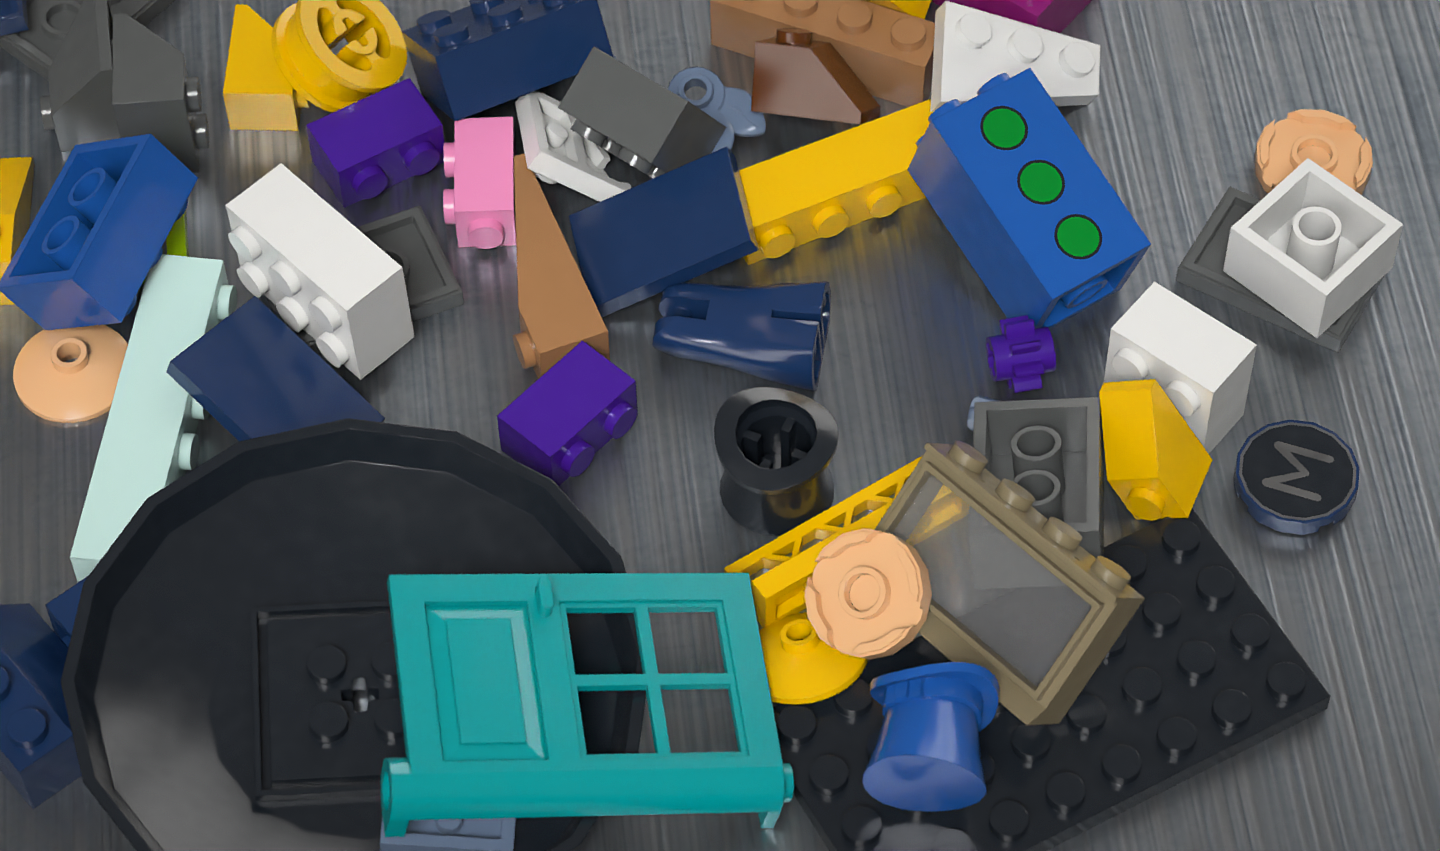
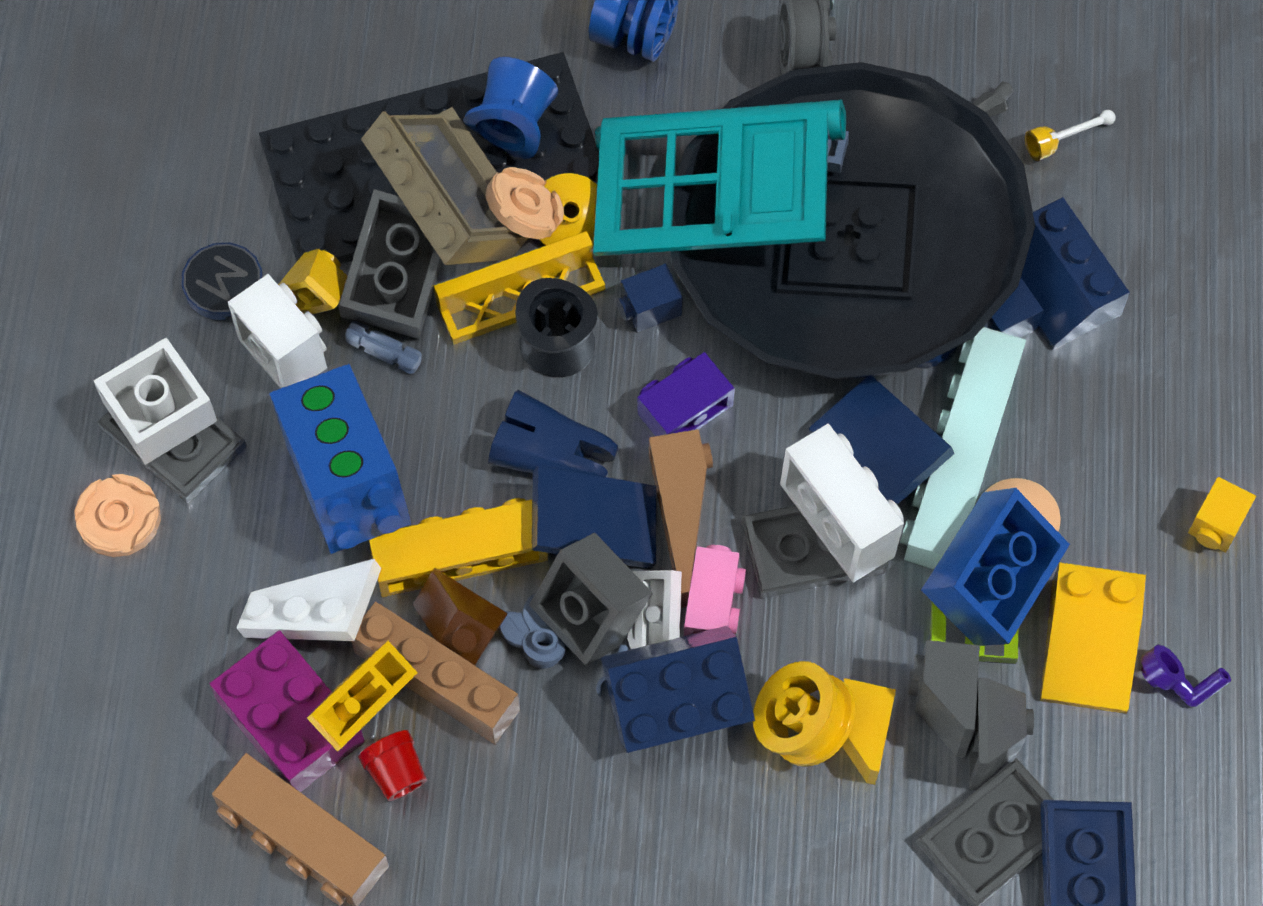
camera: 170 degrees left, 10 degrees up
(376, 143) = (785, 639): dark purple brick -> none
(654, 538) = (650, 298): none -> dark blue brick
(1020, 354) = (376, 384): dark purple gear -> none

